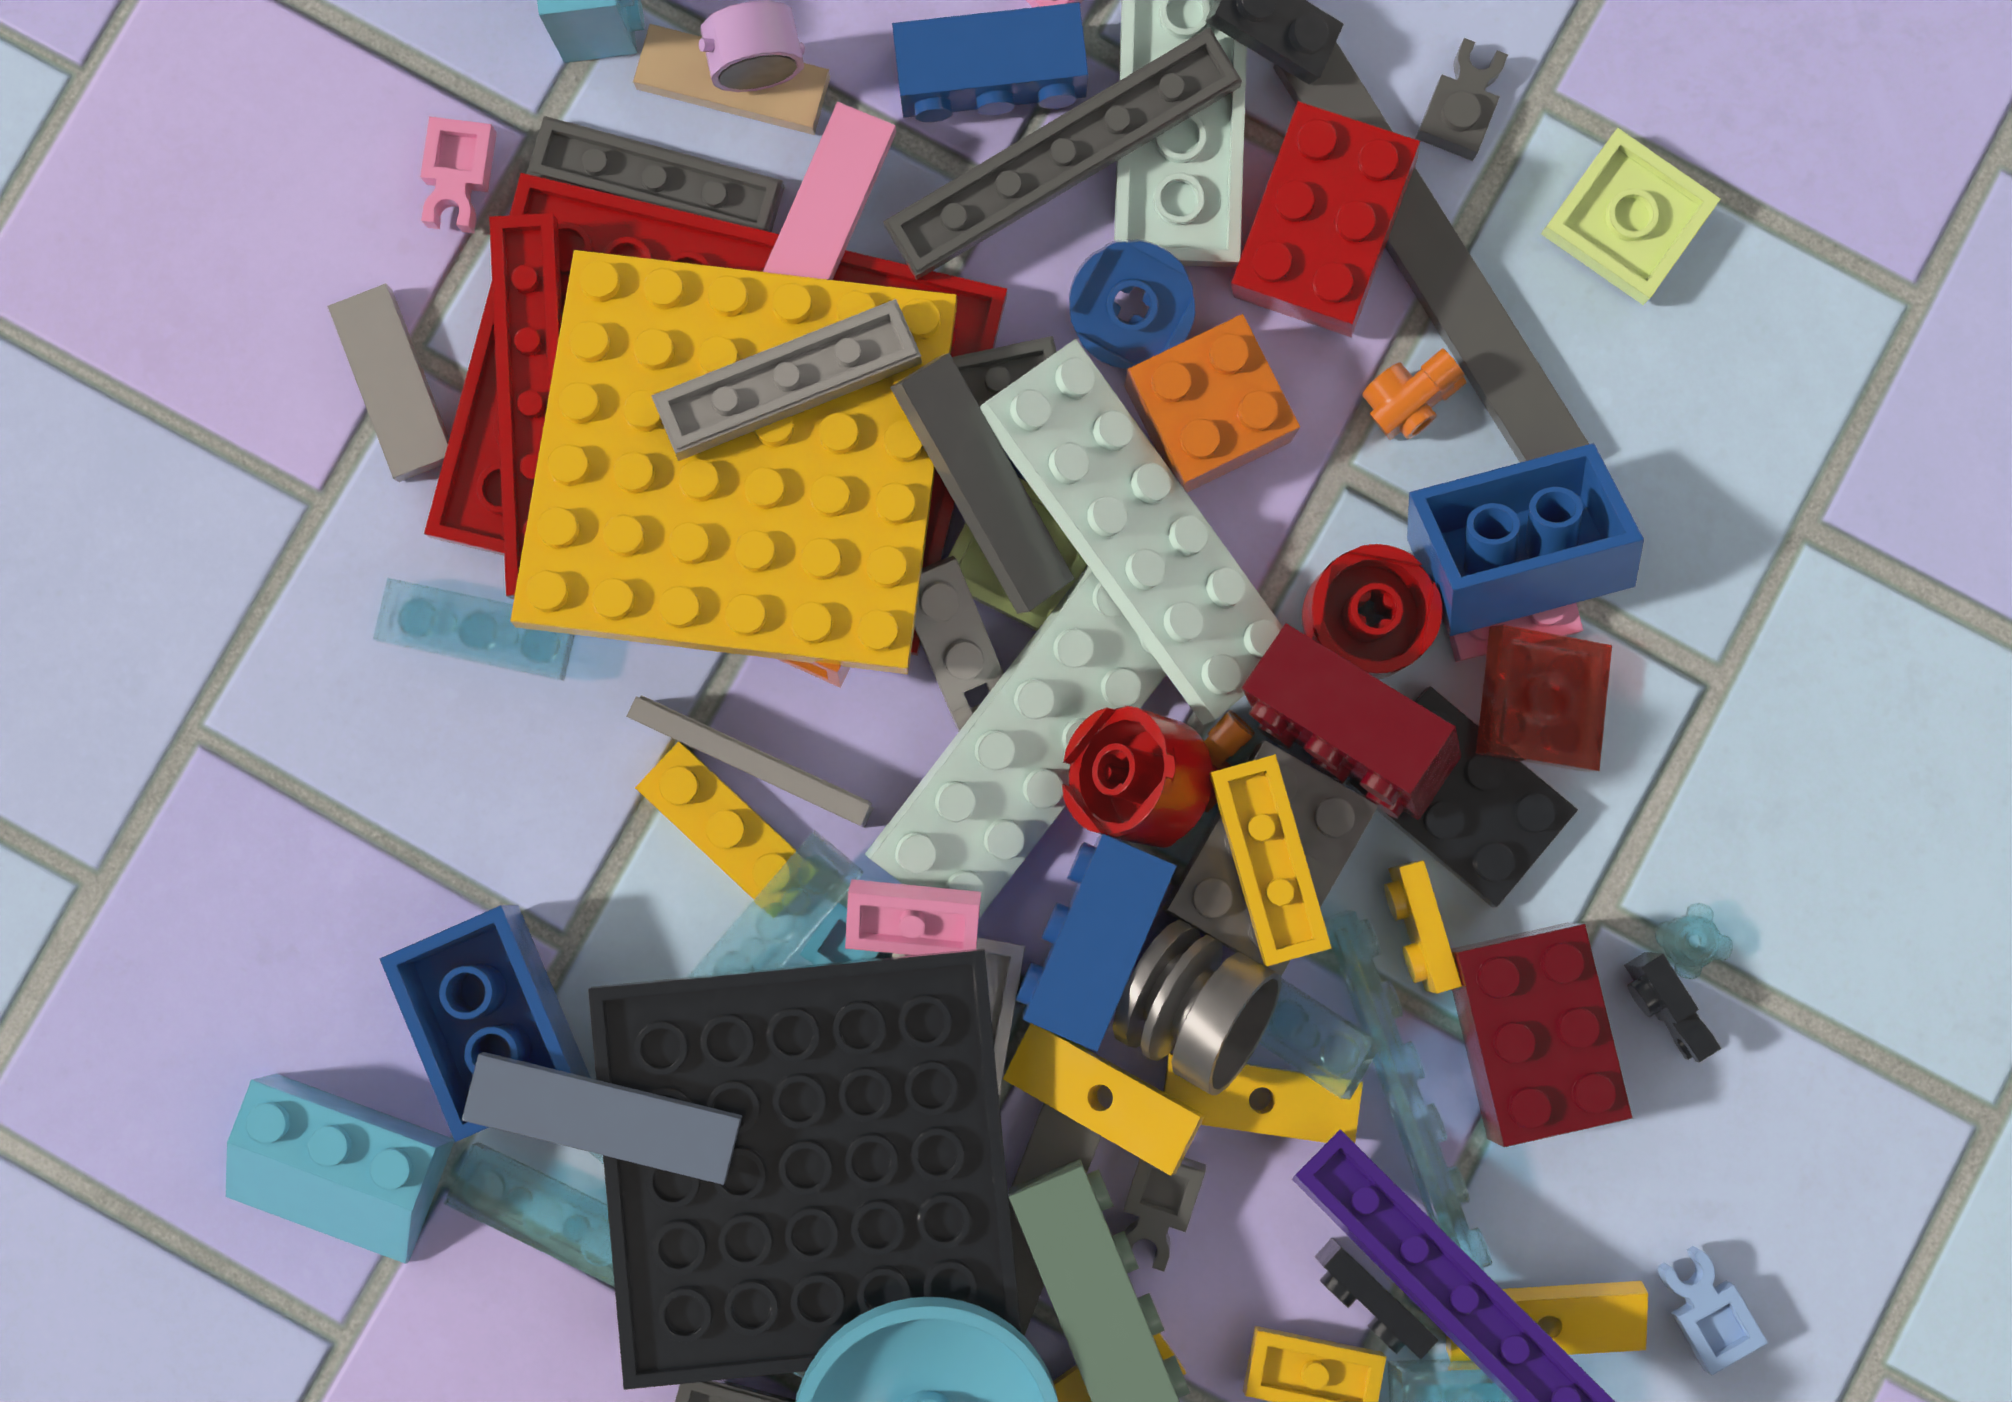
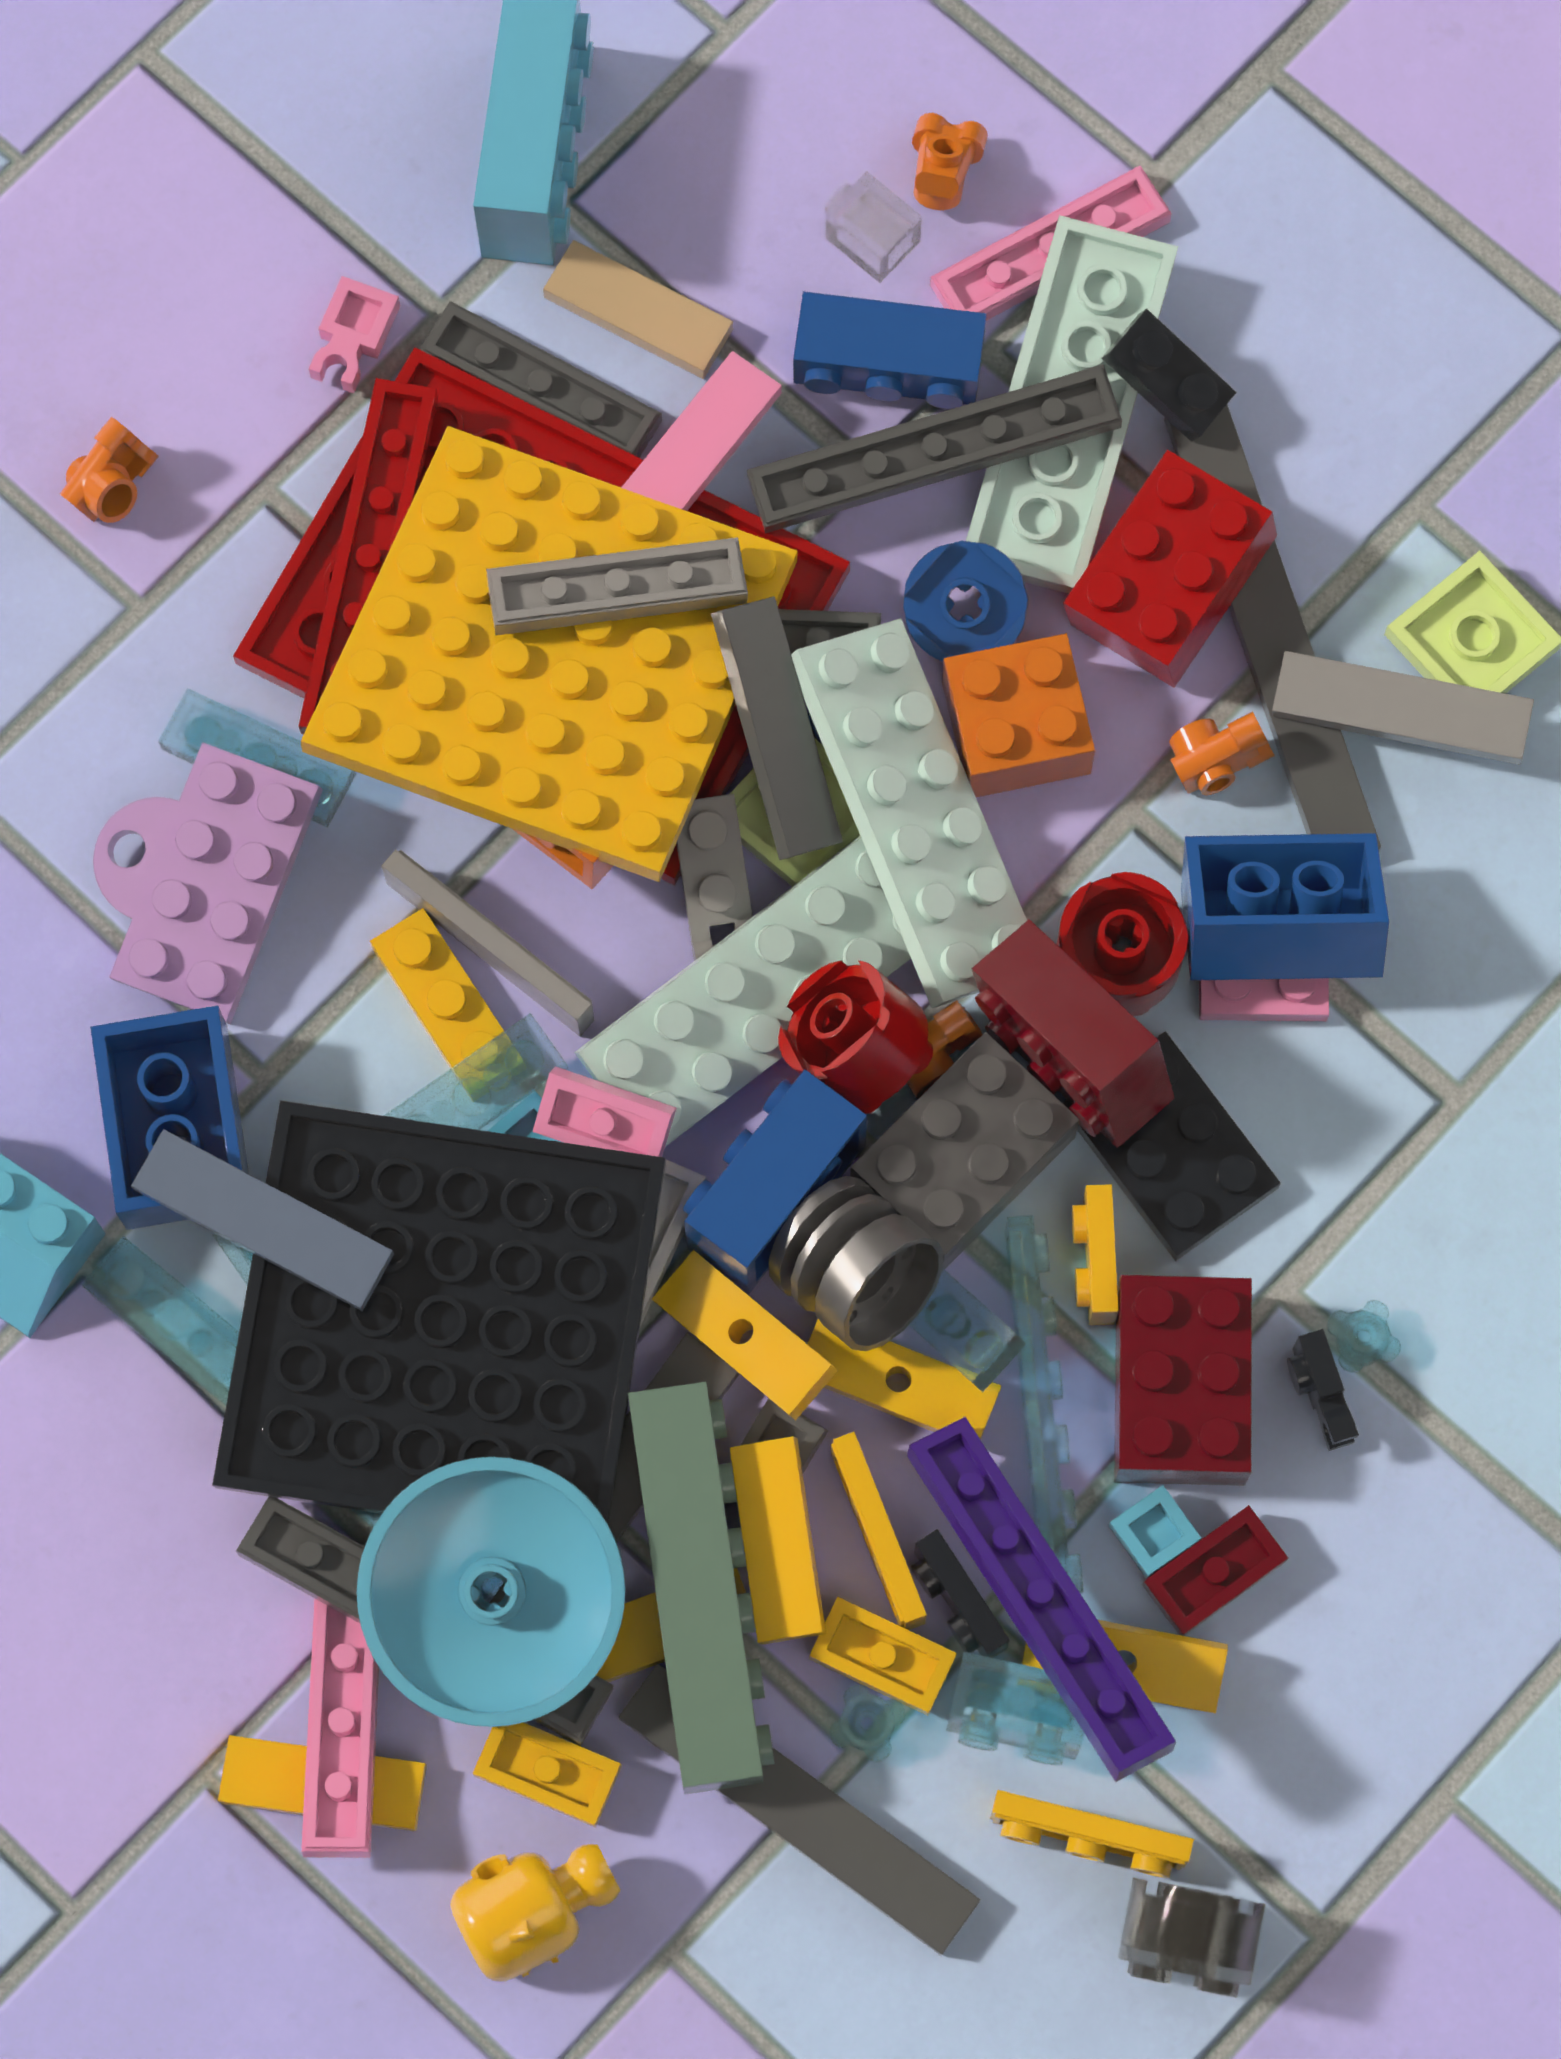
camera: 15 degrees right, 10 degrees down
(247, 383) = (103, 480): none -> orange plate
(391, 381) = (238, 511): light grey tile -> none
(455, 767) = (205, 877): none -> lavender plate
(752, 46) = (664, 281): lavender piece -> none
(1188, 1294) = (777, 1540): none -> yellow tile
(1270, 860) = (958, 1135): yellow plate -> none
(1280, 1257) = (877, 1532): none -> yellow tile
(1461, 106) = (1338, 499): dark grey plate -> none
(1543, 1185) = (1154, 1531): none -> medium azure plate
(1544, 698) = (1271, 1066): clear red plate -> none
(1584, 306) = (1402, 707): none -> light grey tile
(1610, 1209) = (1215, 1571): none -> dark red plate
(1714, 1317) = (1292, 1704): light blue plate -> none

